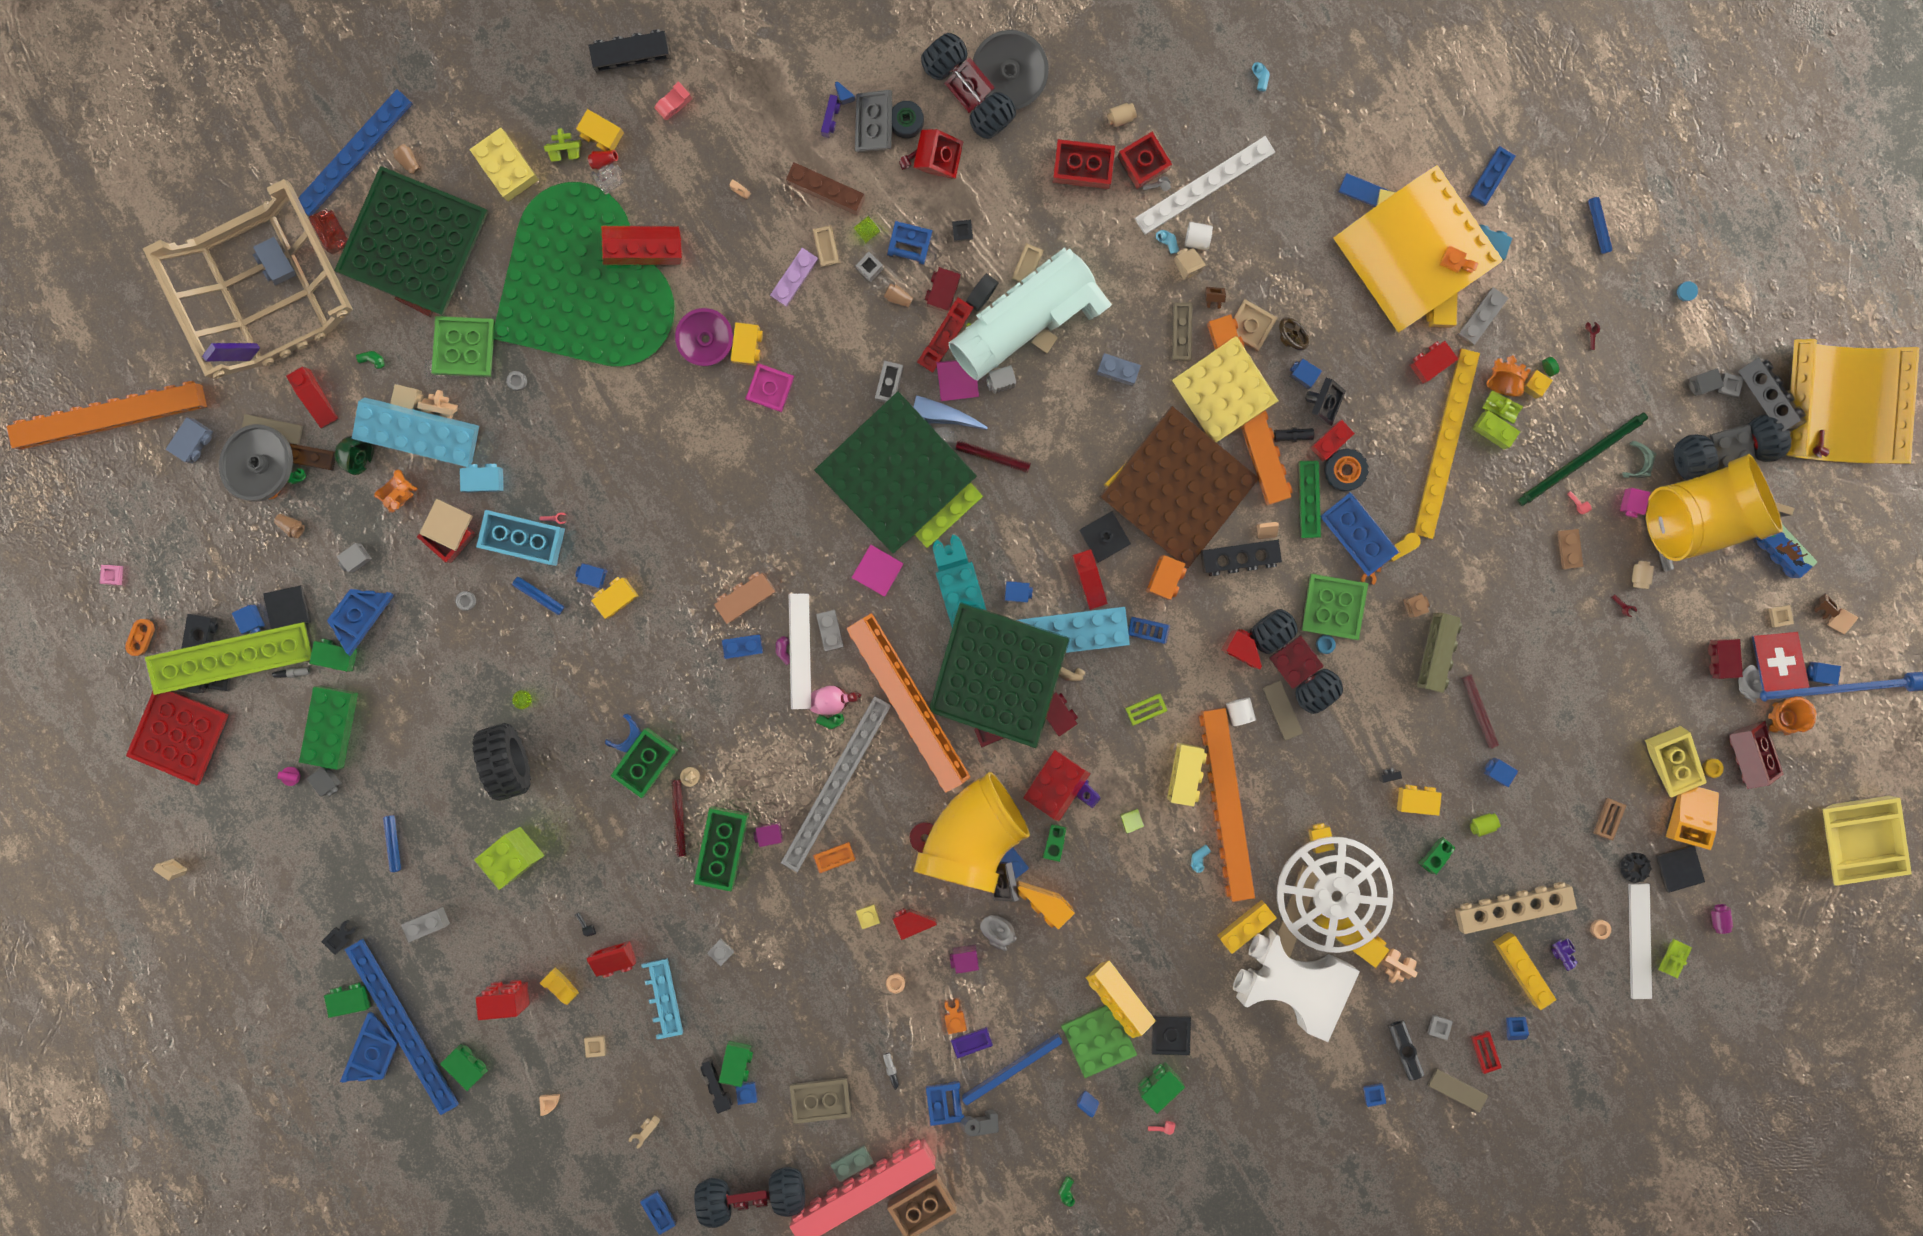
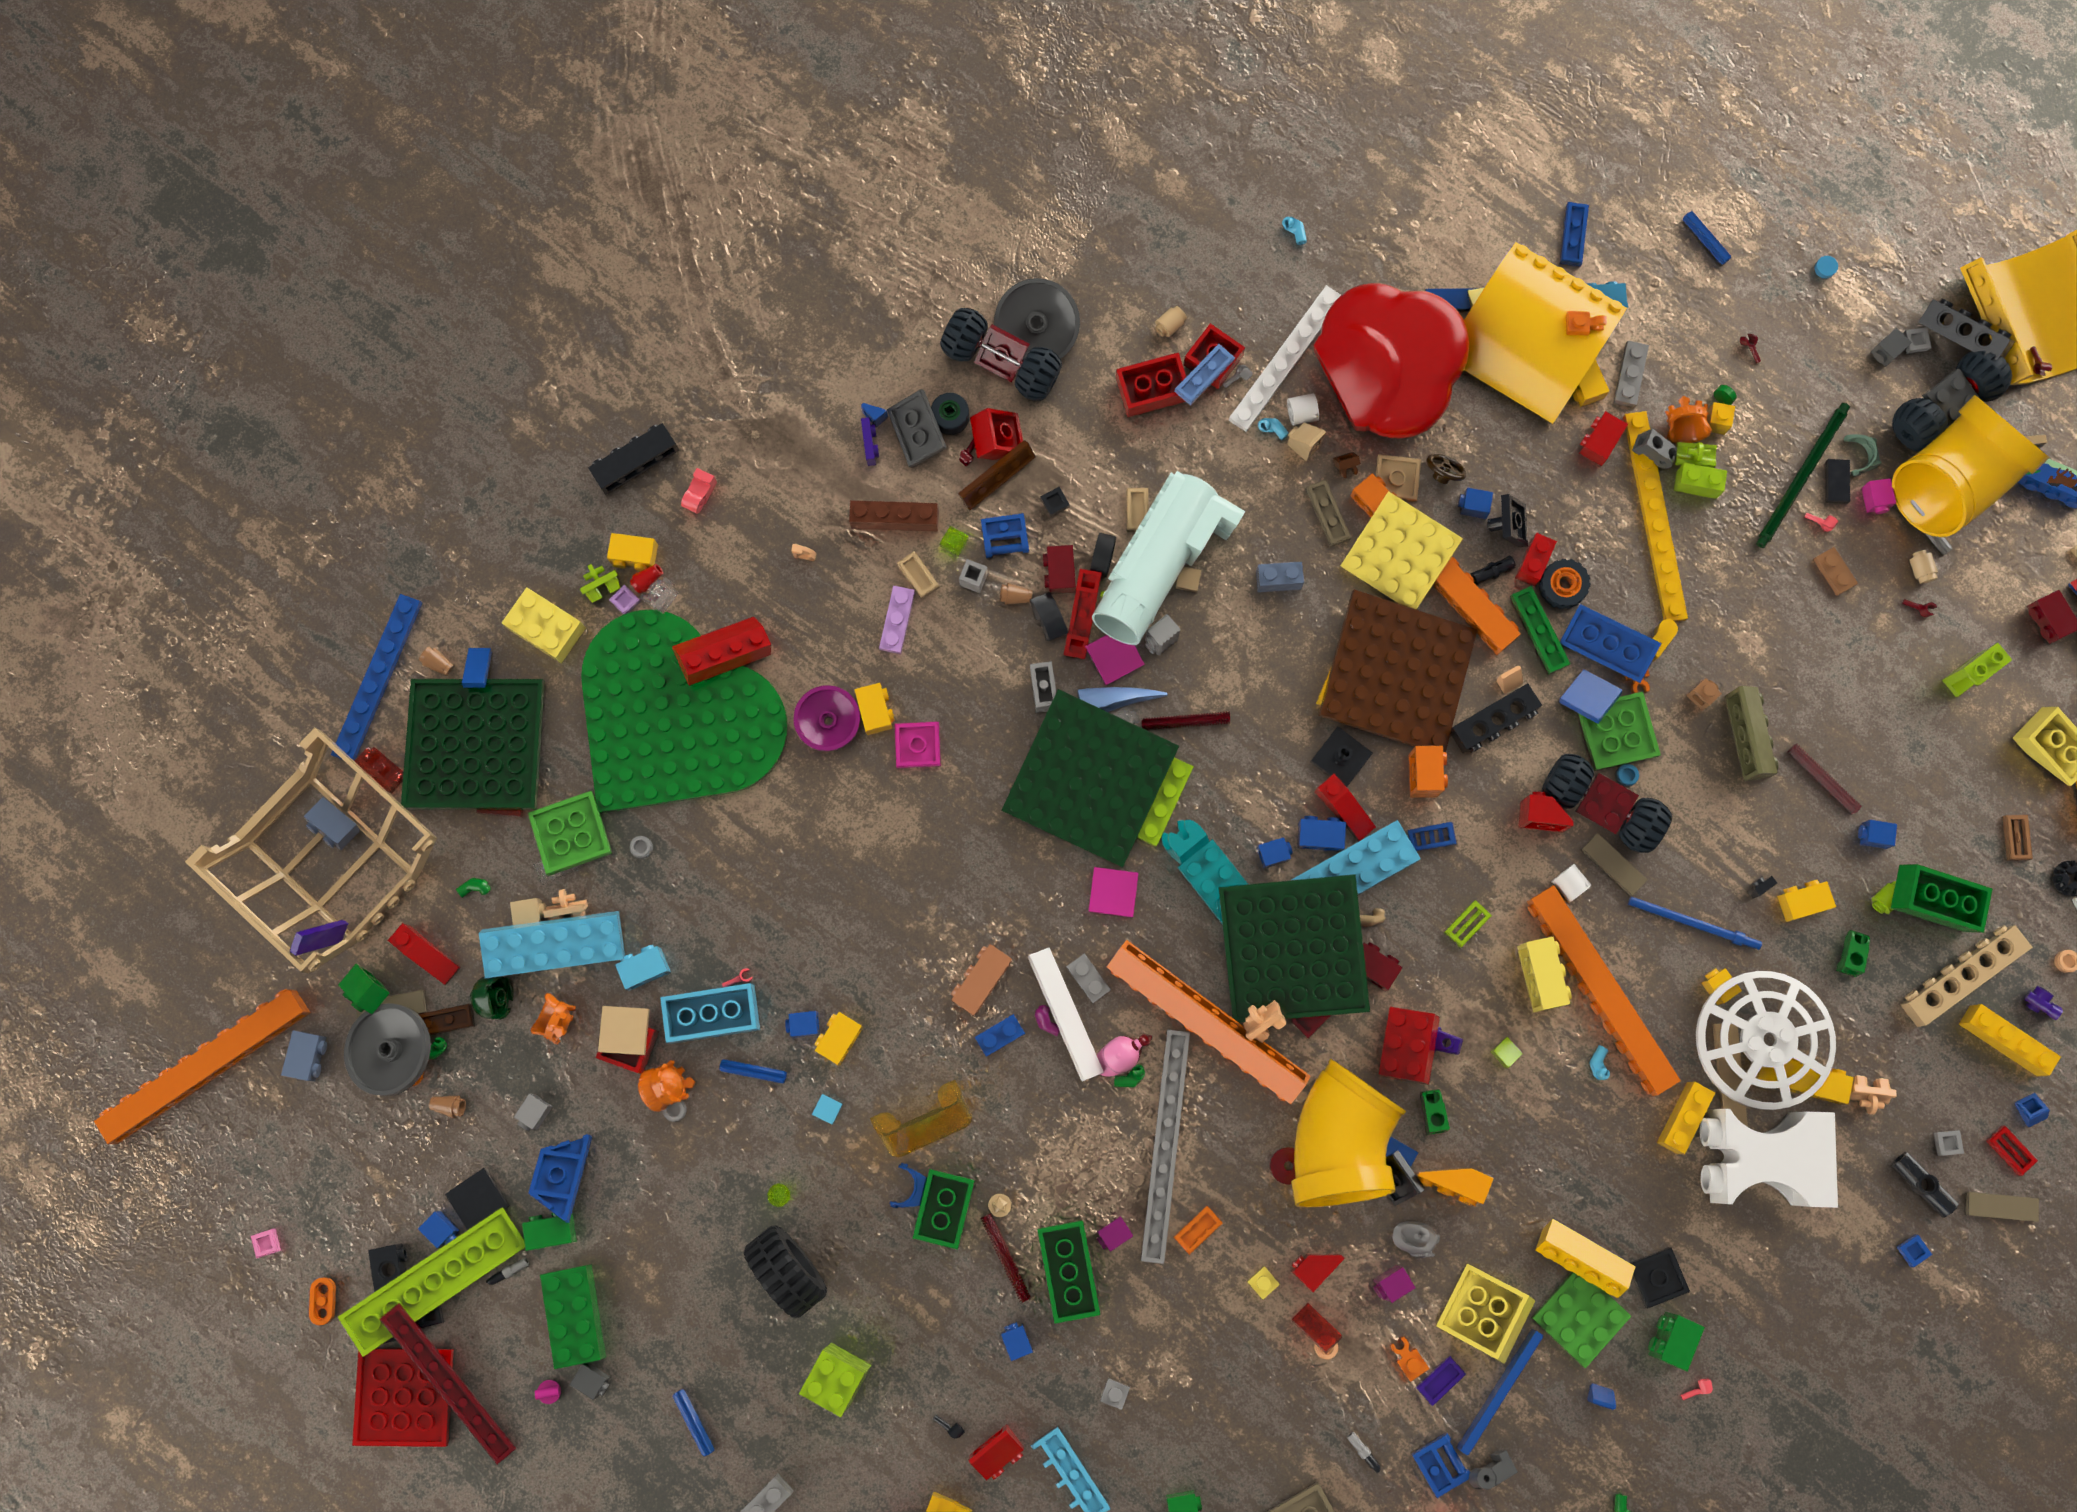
camera: 20 degrees left, 10 degrees down
(213, 739) = (447, 1383): none -> dark red tile
(253, 407) = (363, 989): none -> green brick
(437, 178) = (476, 668): none -> blue tile
(463, 579) = (663, 1086): none -> orange hair
(579, 169) = (624, 600): none -> lavender tile
(585, 648) = (827, 1109): none -> medium azure tile
(661, 884) = (1016, 1341): none -> blue brick
(679, 693) = (928, 1128): none -> clear yellow windscreen
(893, 967) = (1316, 1328): none -> clear red plate
(918, 325) = (1050, 617): none -> black slope
(924, 188) = (997, 475): none -> reddish brown tile
(950, 719) = (1261, 1019): none -> light nougat hips
(1027, 1008) = (1486, 1313): none -> light yellow slope
(1061, 592) = (1321, 834): none -> blue brick
(1128, 174) = (1204, 374): none -> medium blue tile
(1289, 223) = (1392, 357): none -> red plant
(1324, 570) = (1590, 696): none -> tile
(1350, 805) = (1736, 937): none -> blue bar
(1471, 389) = (1655, 448): none -> dark grey leg
(1524, 843) = (1941, 898): none -> green brick
(1608, 475) = (1837, 481): none -> black tile
(1642, 676) = (1977, 669): none -> lime panel

